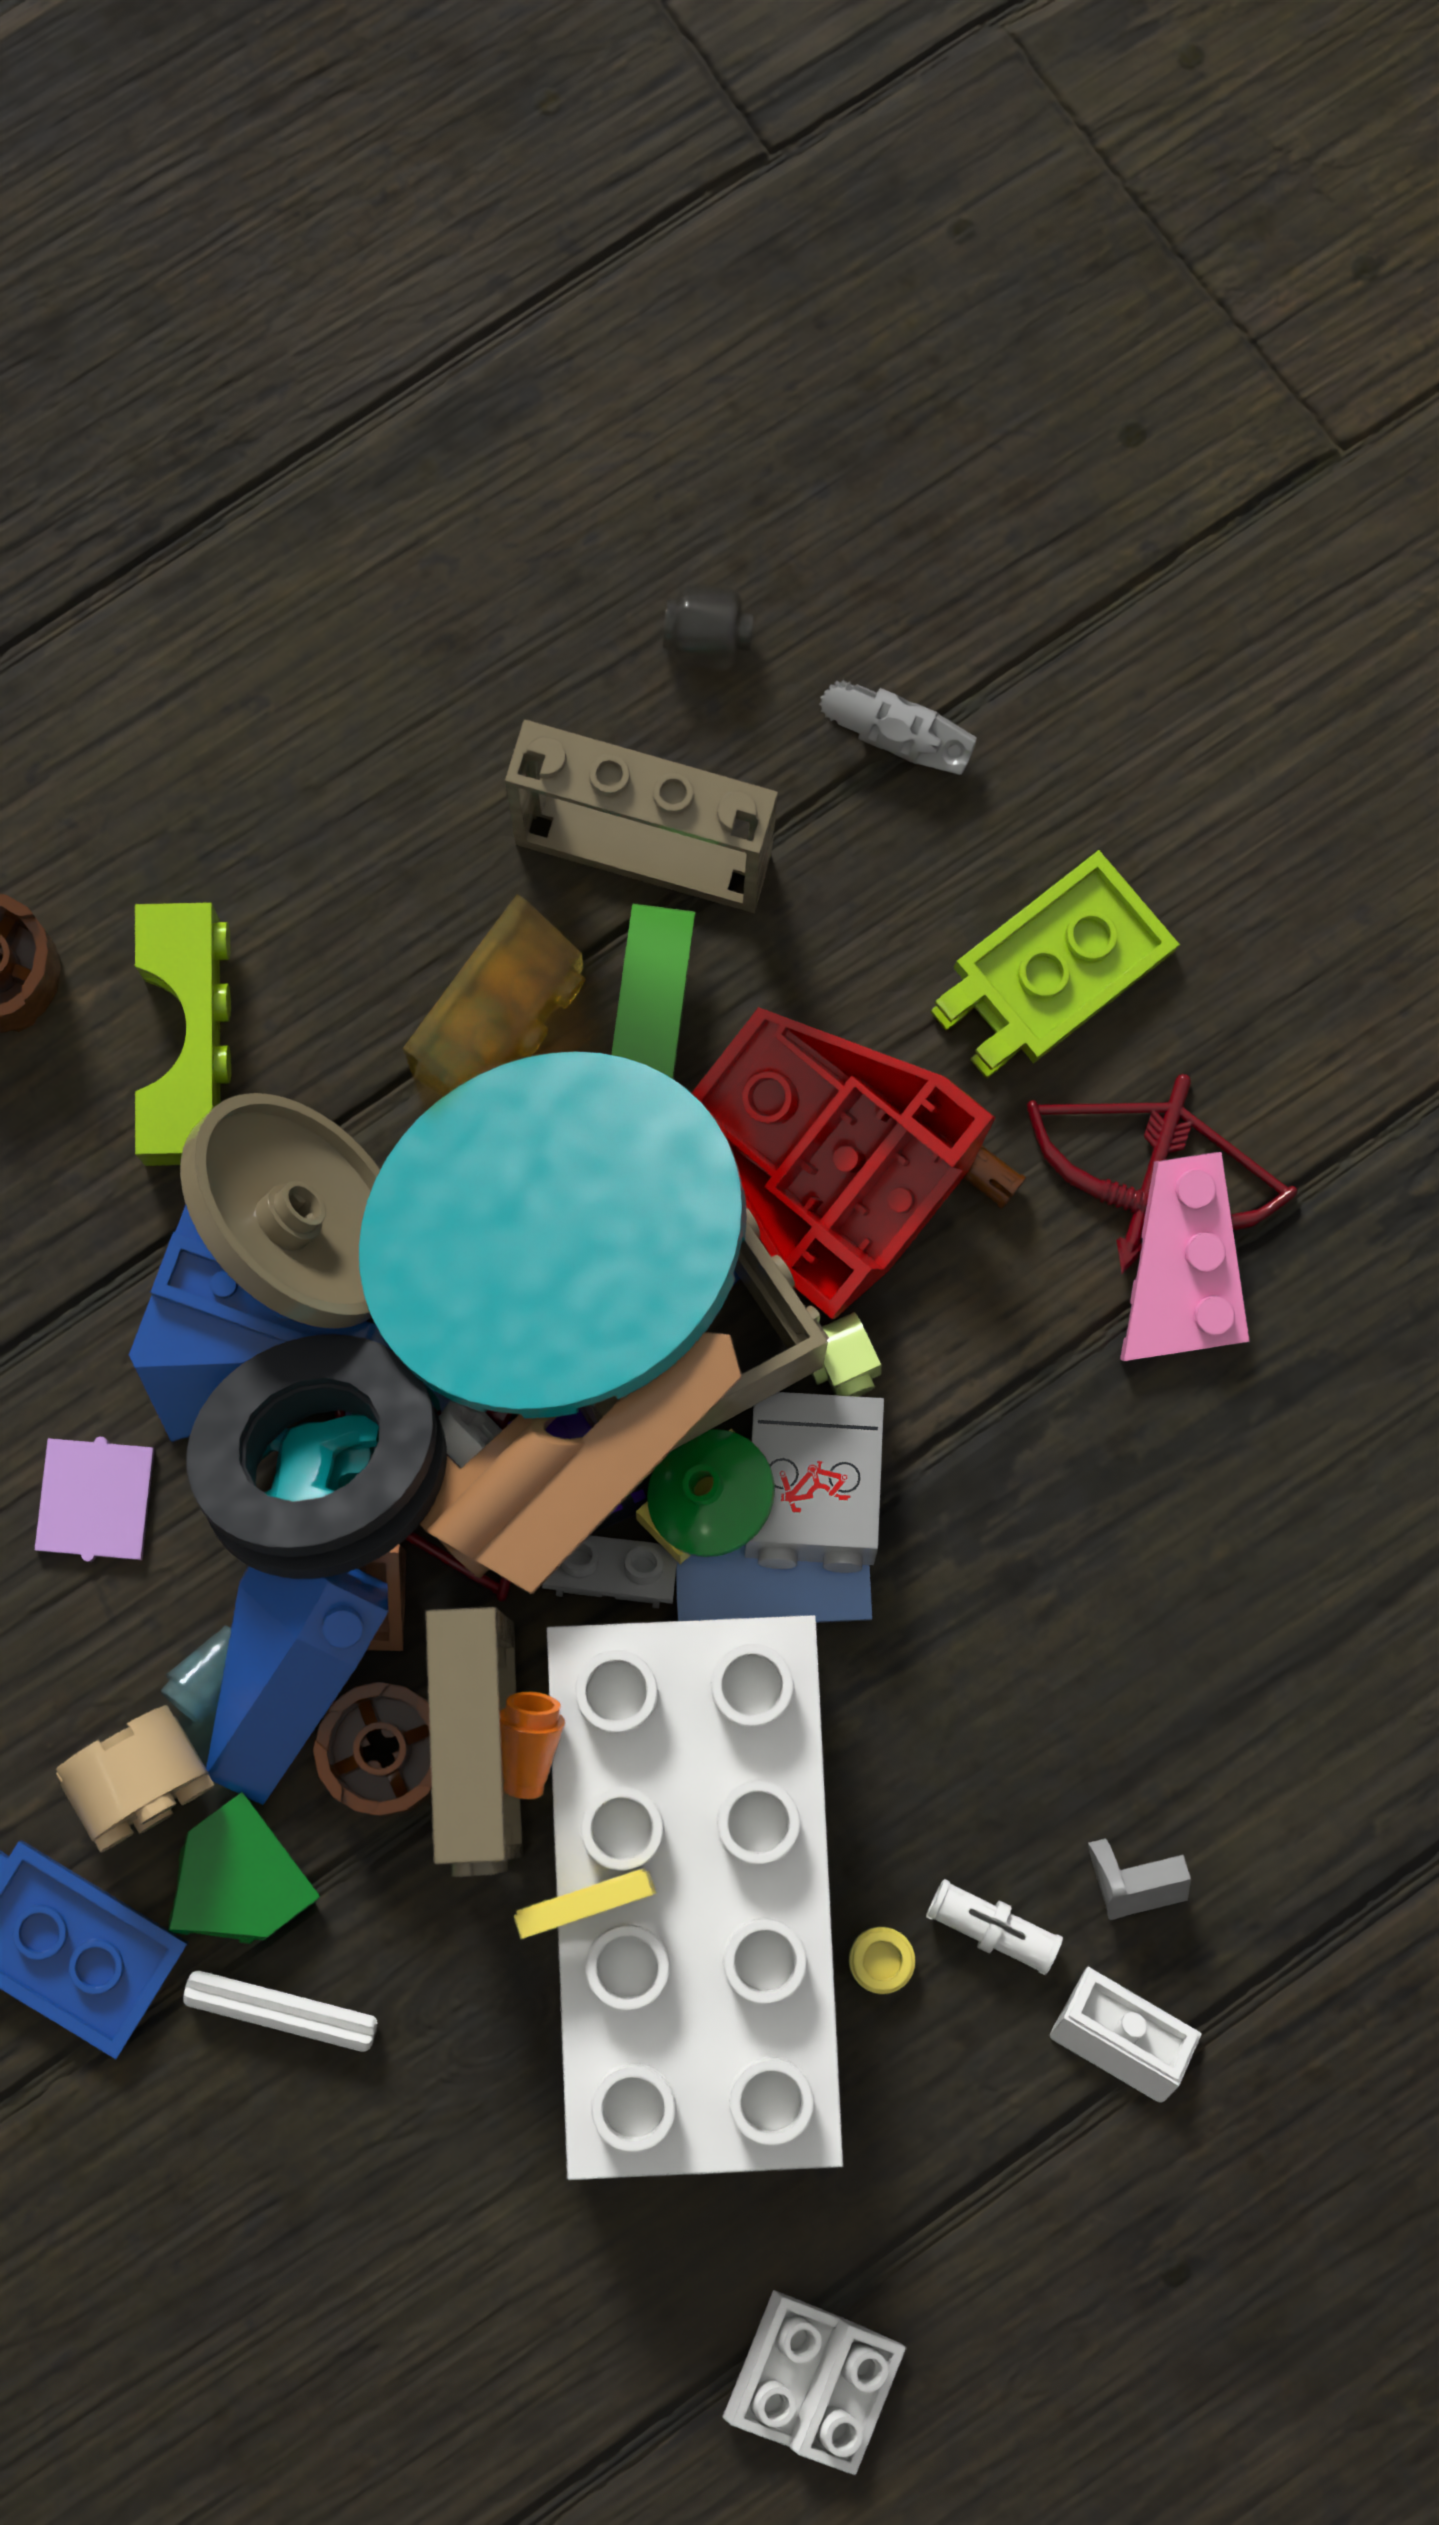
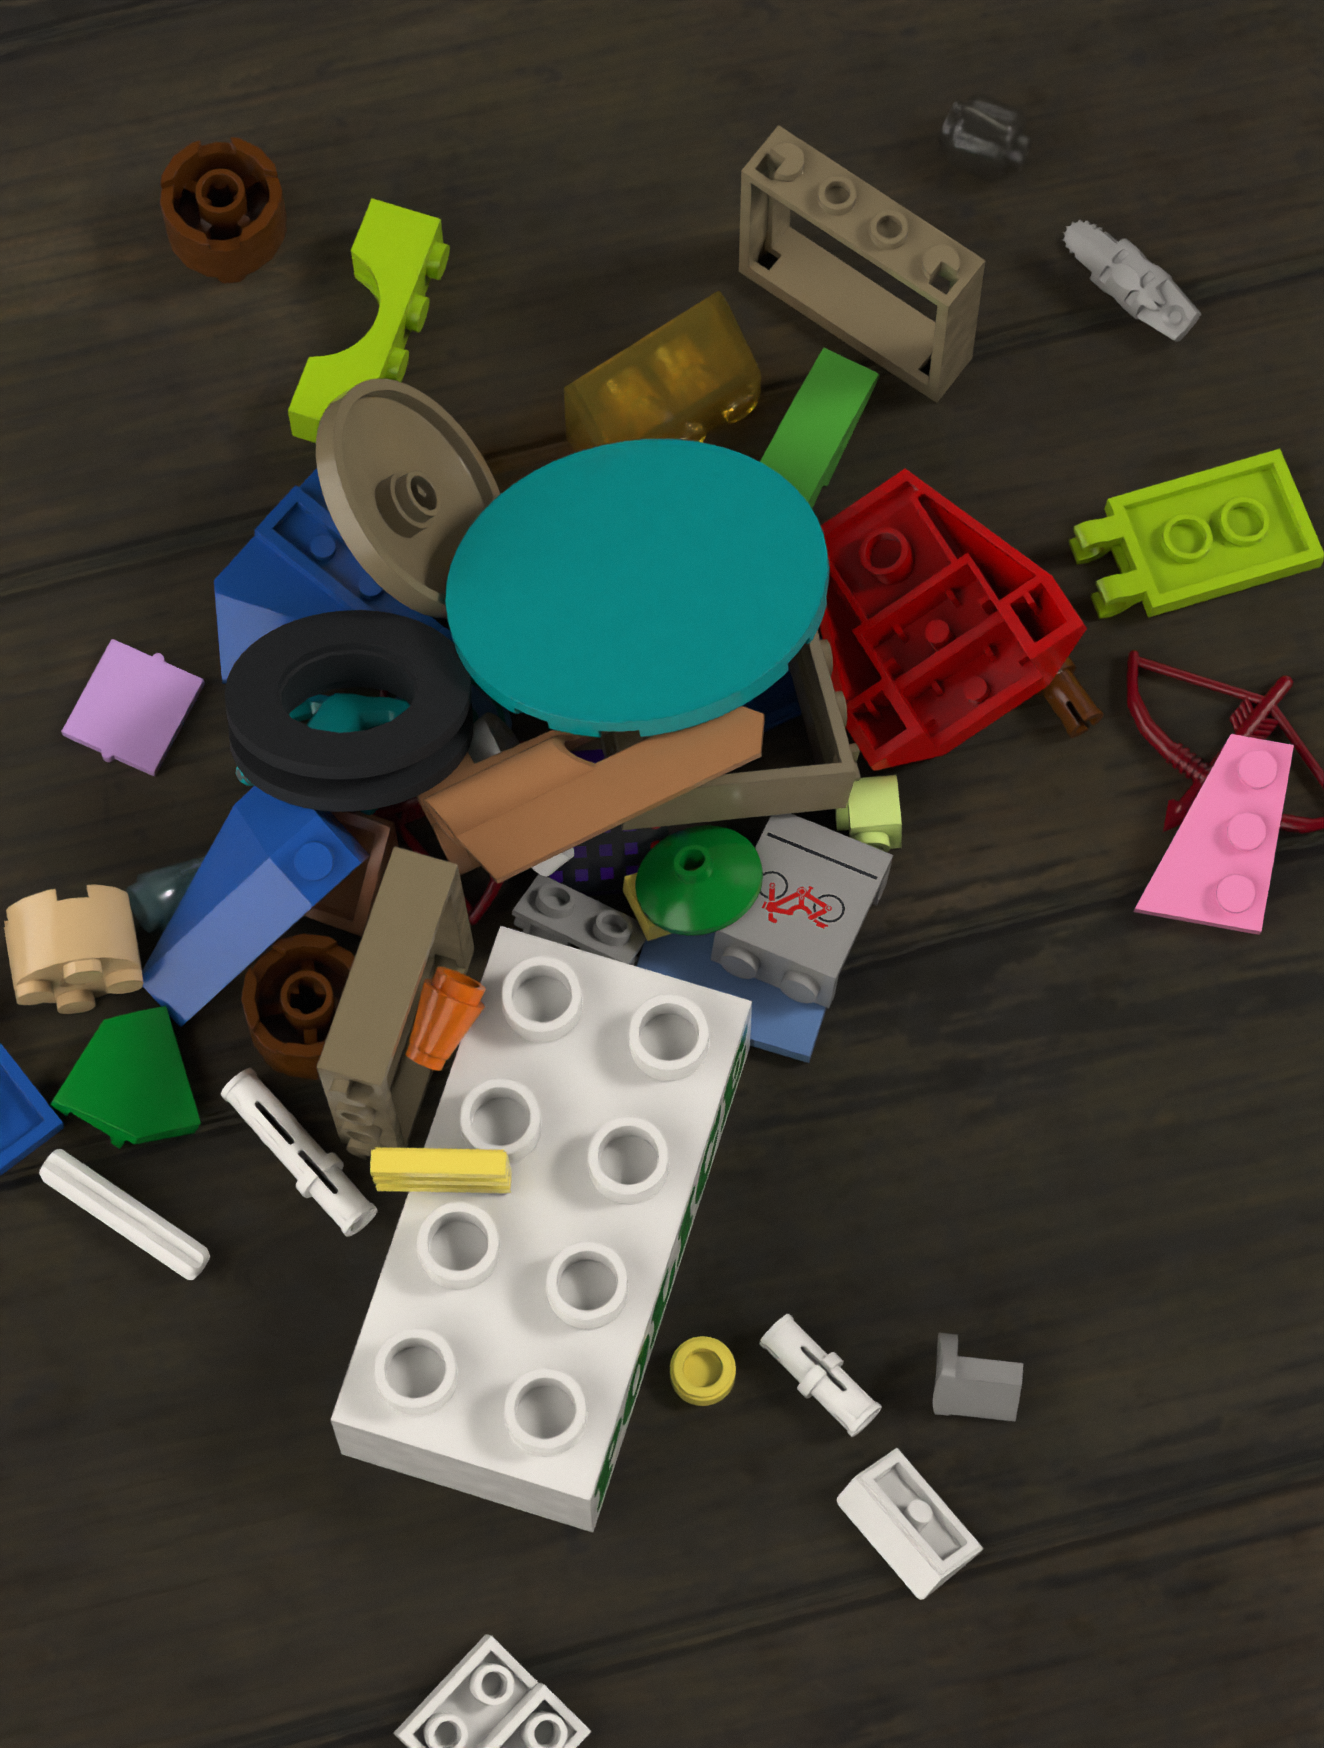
camera: 25 degrees right, 10 degrees down
(355, 1853) = (345, 1207): none -> white pin

